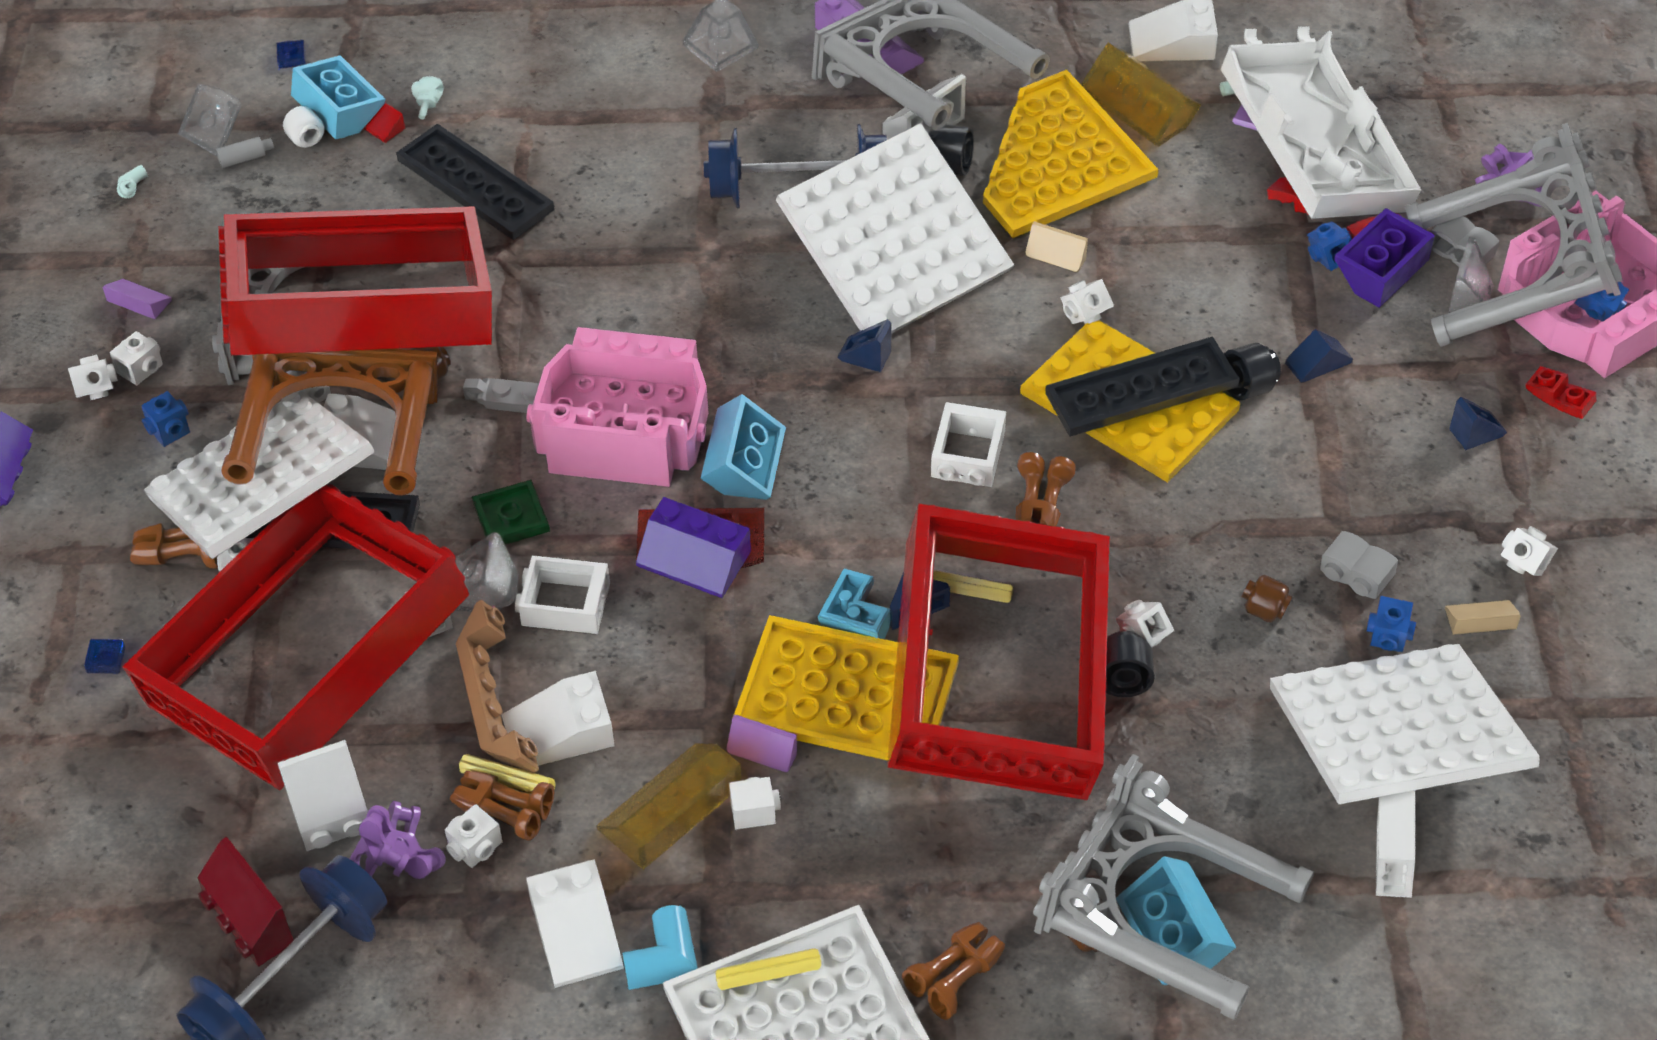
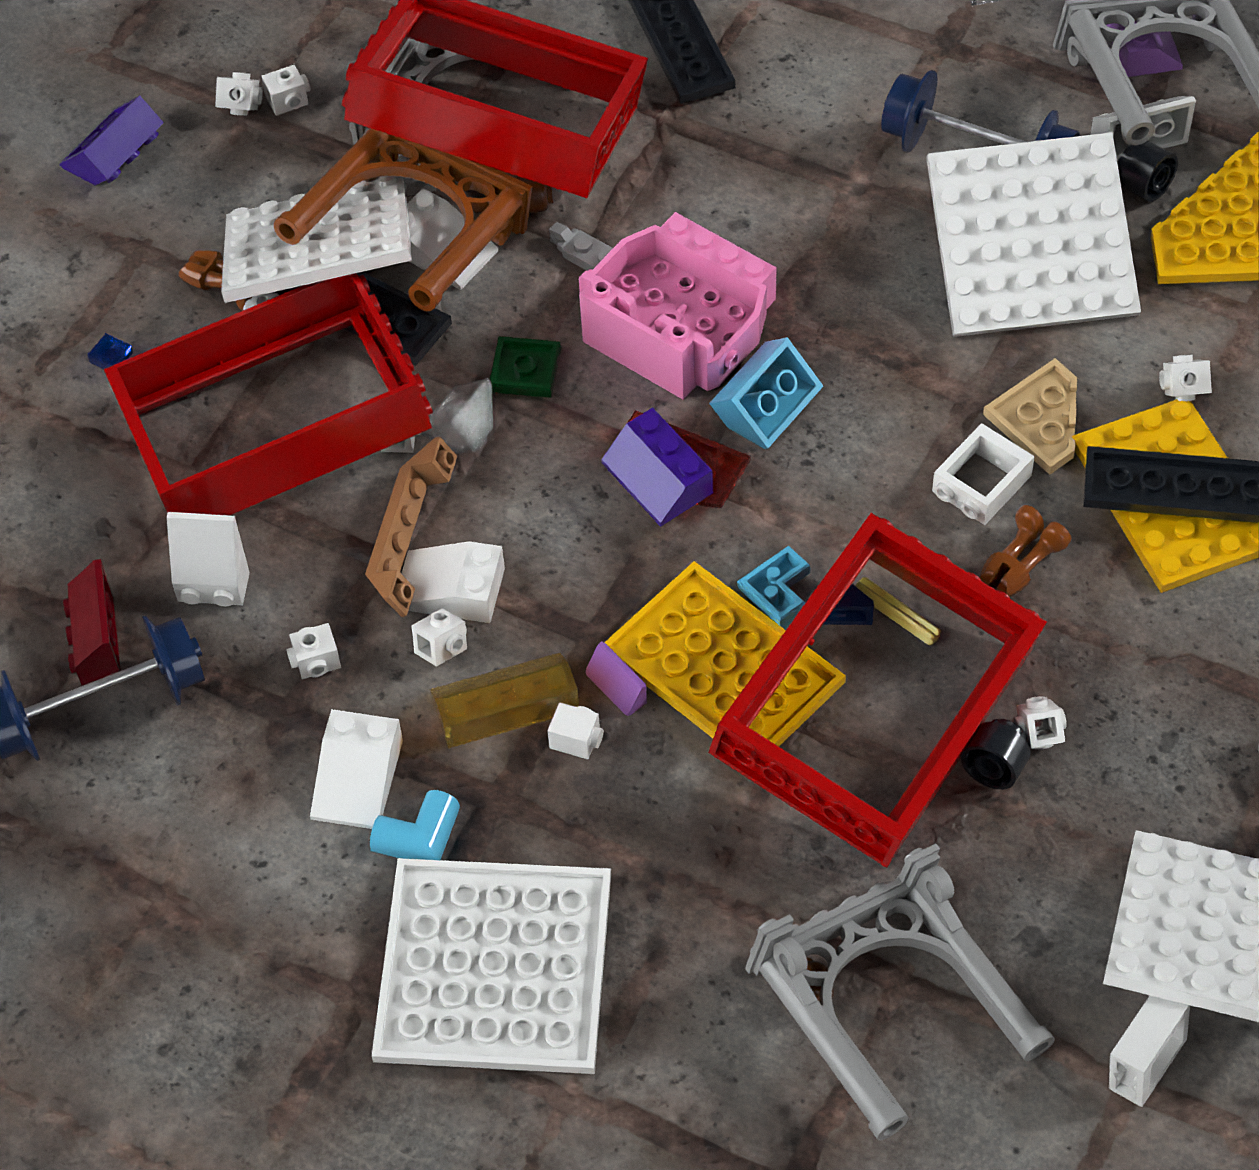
camera: 30 degrees right, 5 degrees up
(136, 298) = (321, 32): medium lavender slope -> none
(165, 418) = (278, 156): blue brick -> none
(396, 848) = (247, 632): medium lavender piece -> none
(484, 789) = (353, 615): dark orange piece -> none
(506, 774) = (378, 608): light yellow axle -> none
(564, 572) = (547, 480): white window -> none
(583, 774) = (439, 637): none -> white brick
(768, 969) = (492, 889): light yellow axle -> none
(868, 347) = (947, 339): dark blue slope -> none
(942, 994) = (692, 966): dark orange piece -> none
(985, 378) = (1040, 415): none -> tan plate
(1057, 247) = (1194, 310): tan slope -> none
(1176, 913) = (895, 1017): medium azure slope -> none
(1266, 598) = (1180, 750): reddish brown head -> none

